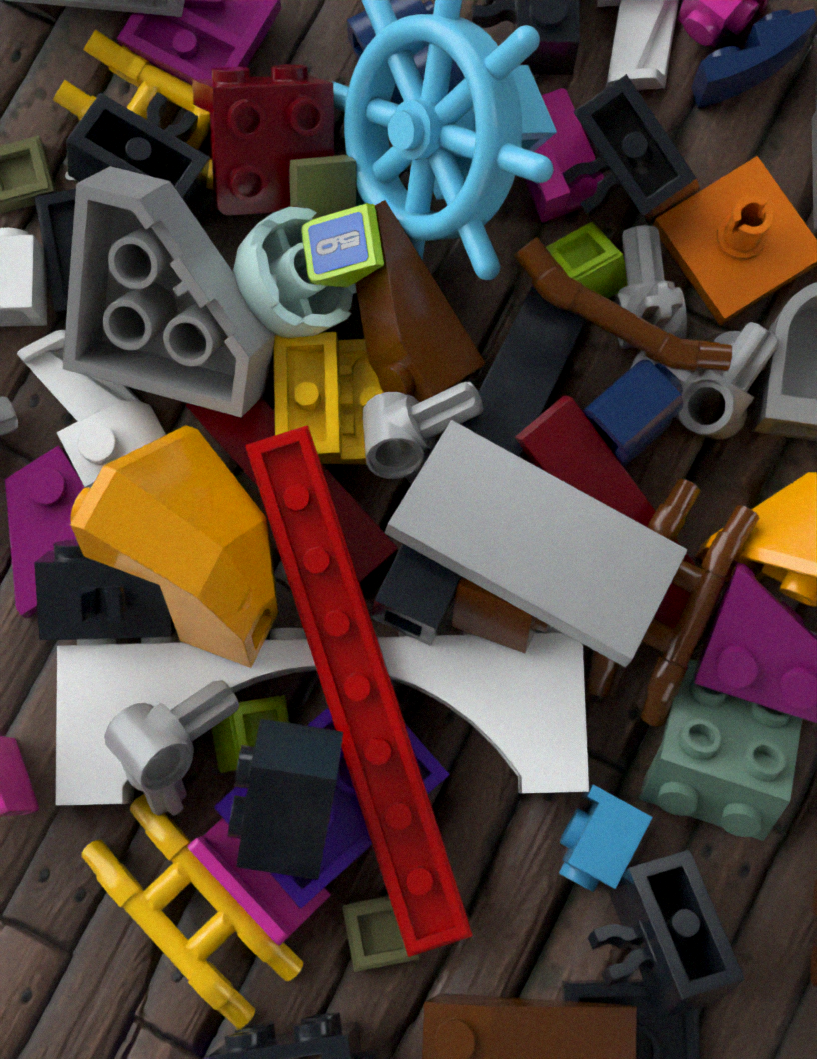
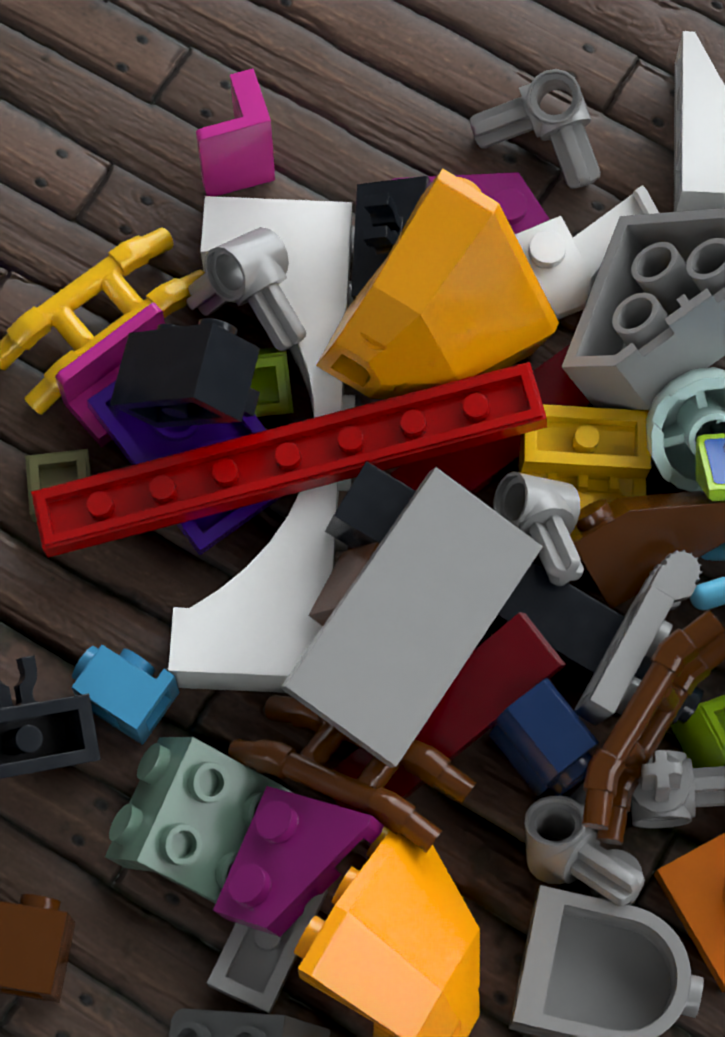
camera: 90 degrees right, 10 degrees down
(529, 328) = (638, 636): none -> light grey hinge

